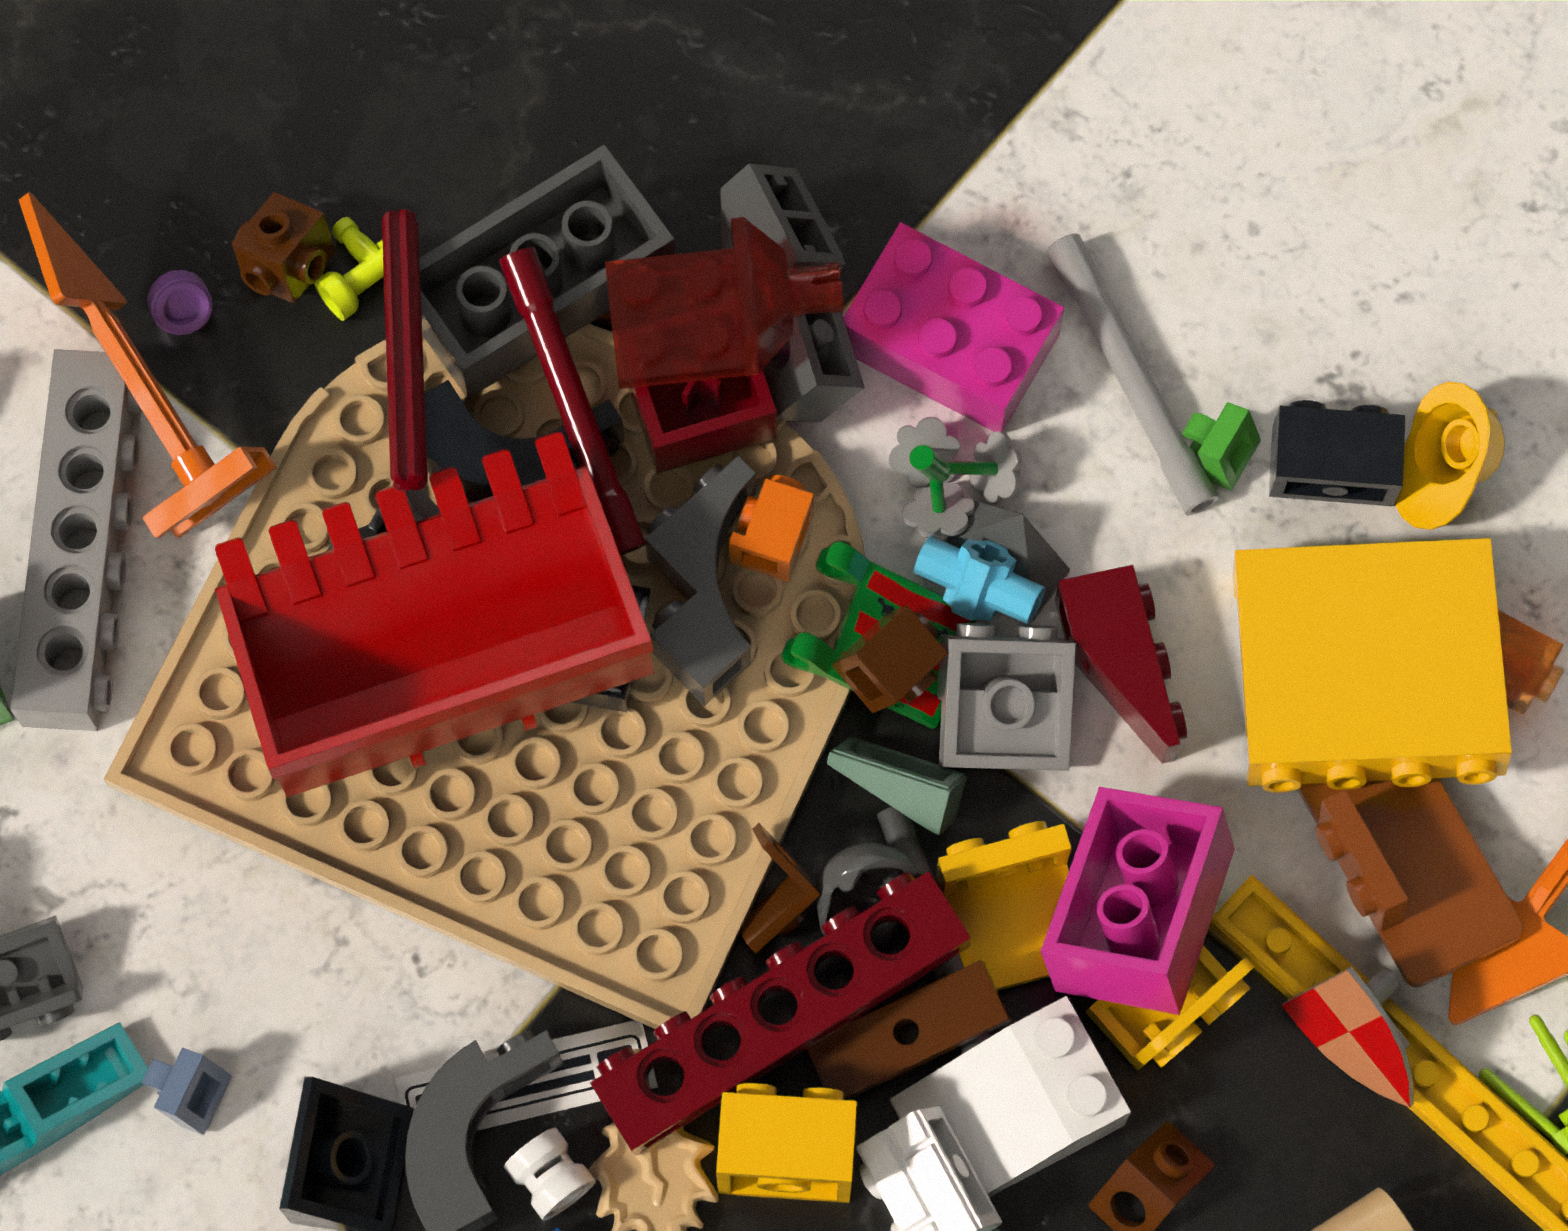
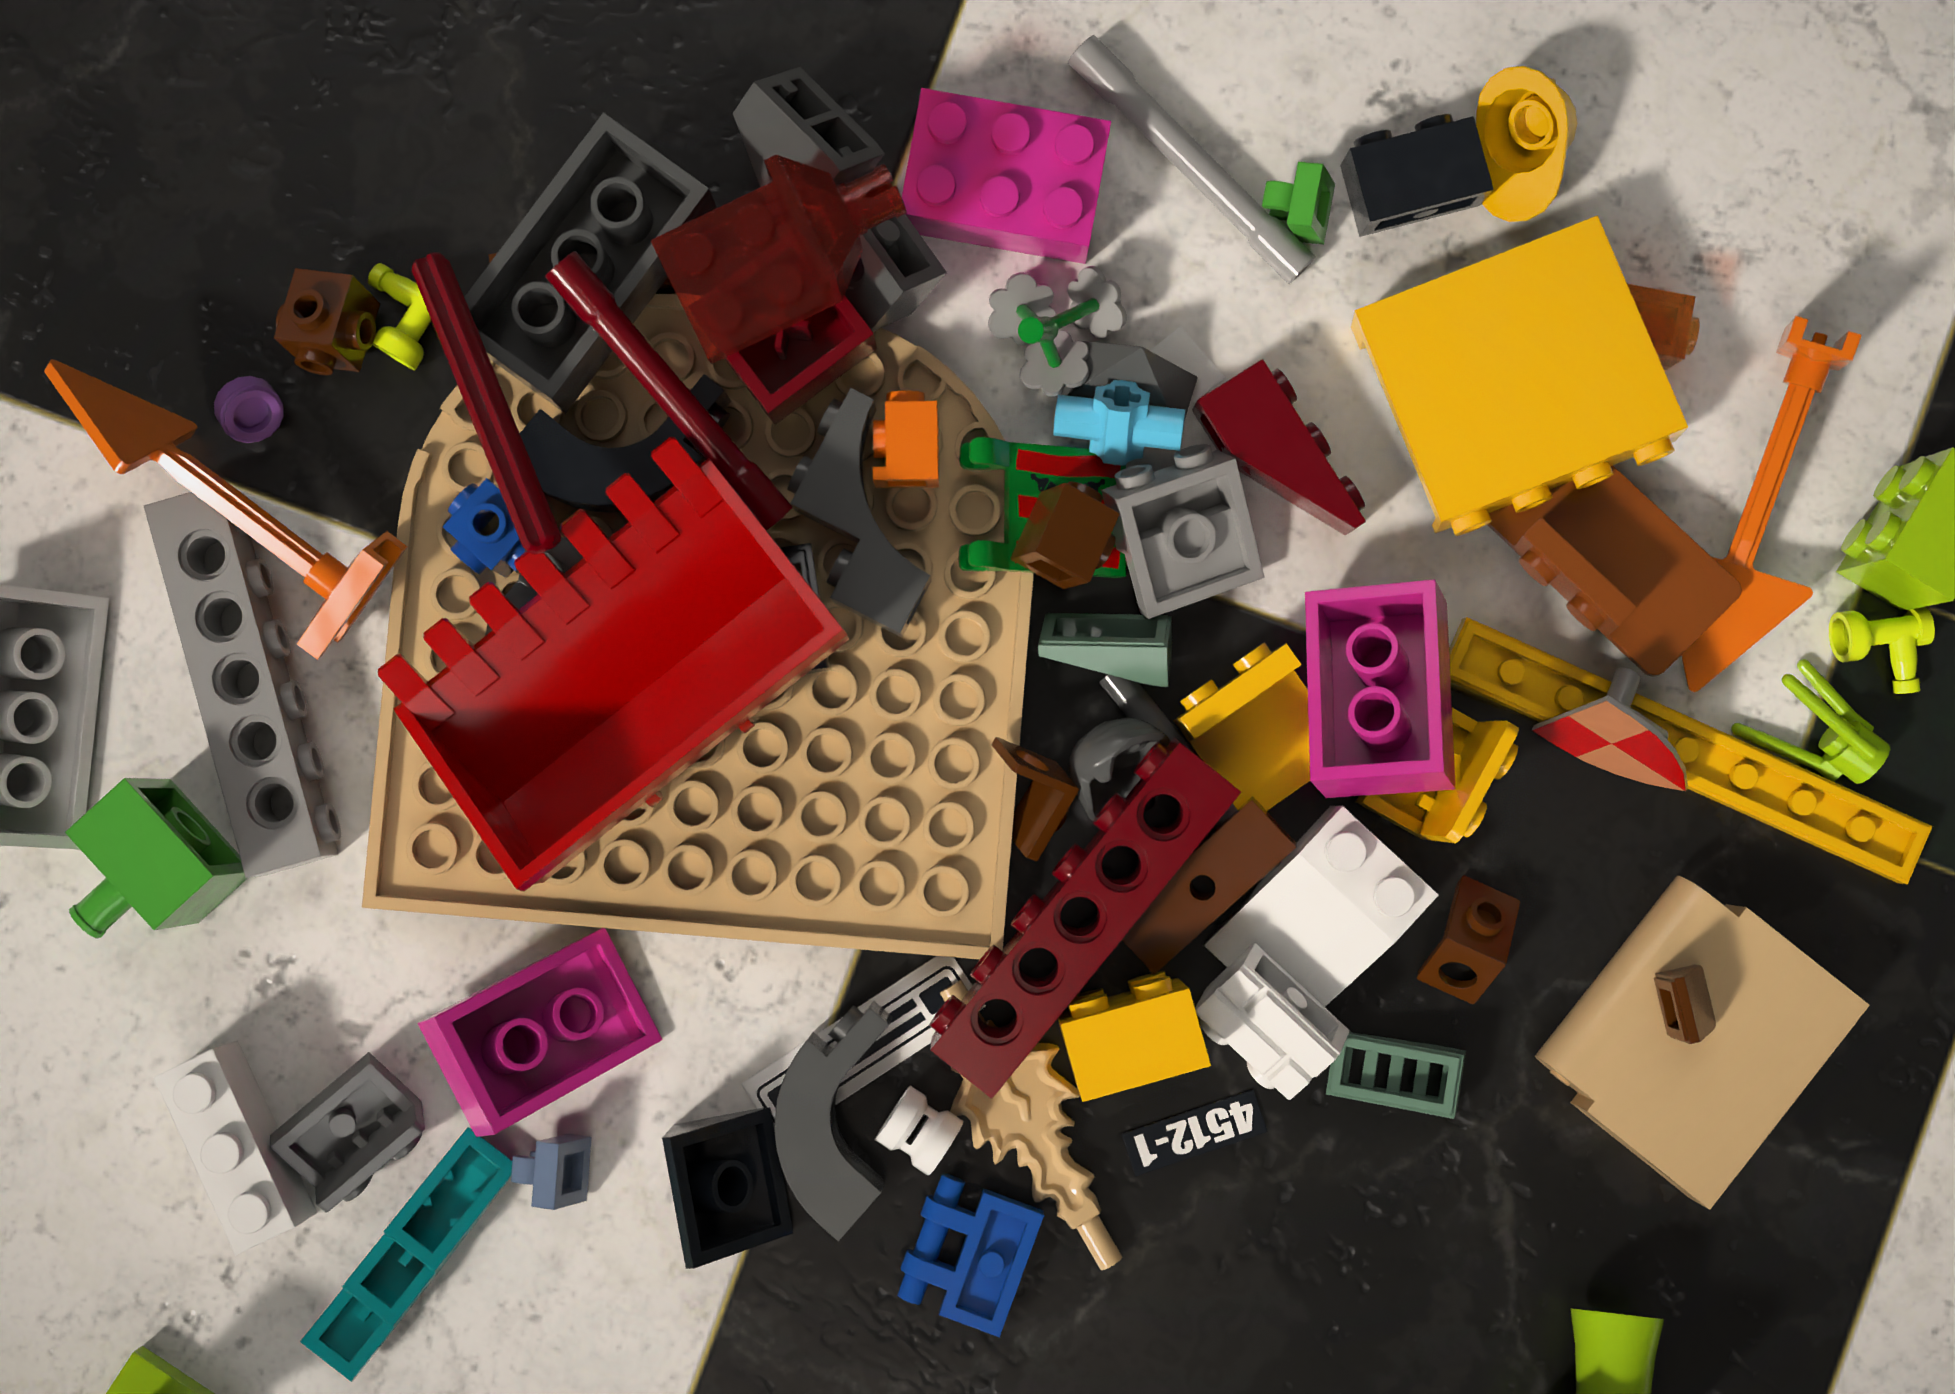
camera: 20 degrees left, 15 degrees up
(221, 953) = (540, 1033): none -> dark pink slope
(357, 469) = (470, 514): none -> blue brick

